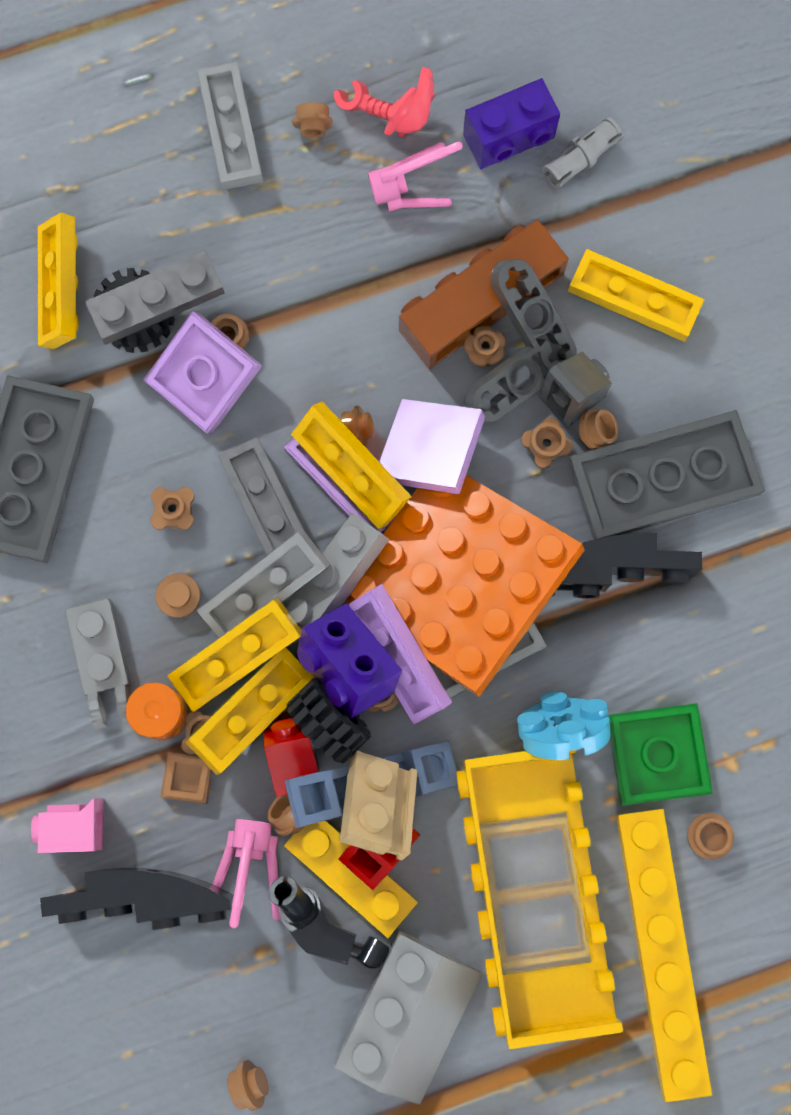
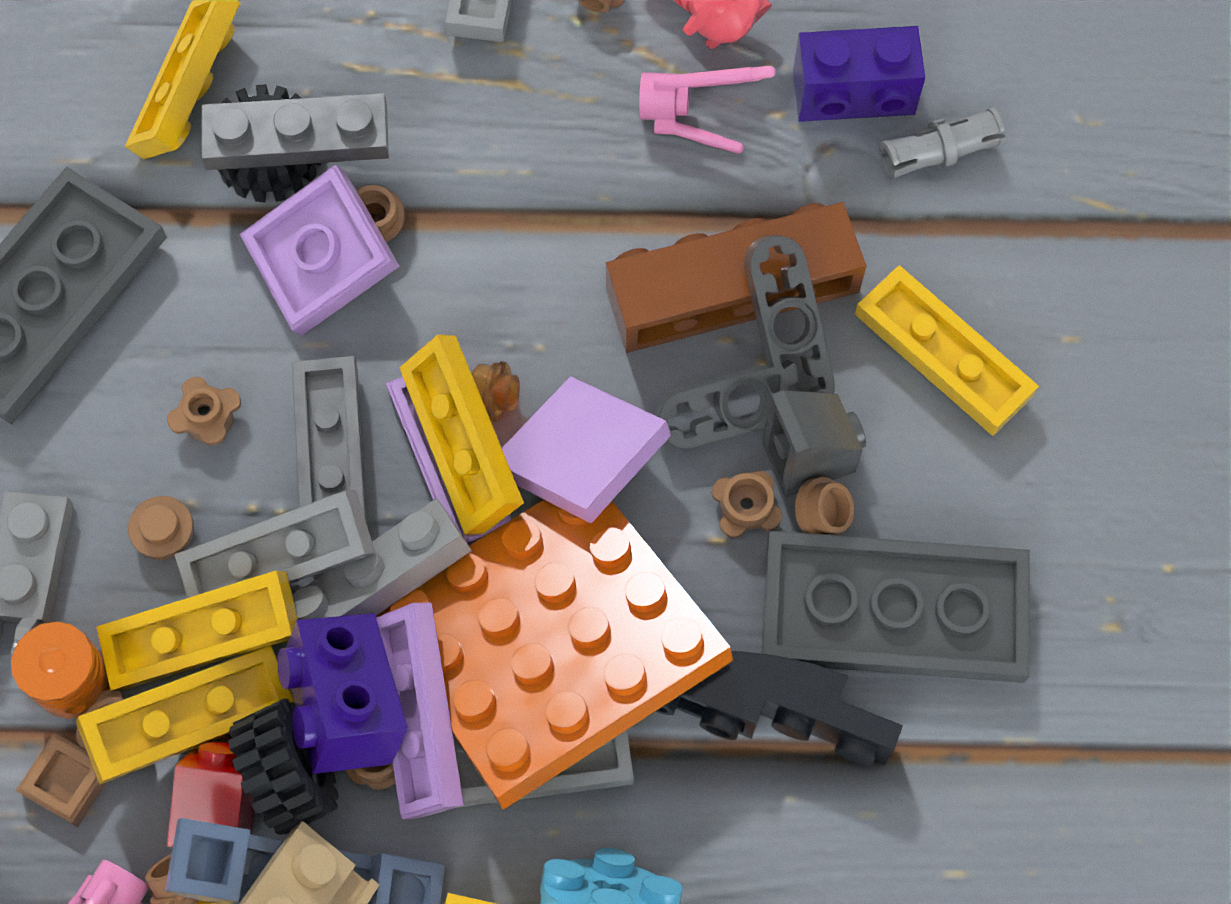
camera: 20 degrees right, 10 degrees down
(483, 357) = (708, 362): medium nougat plate -> none

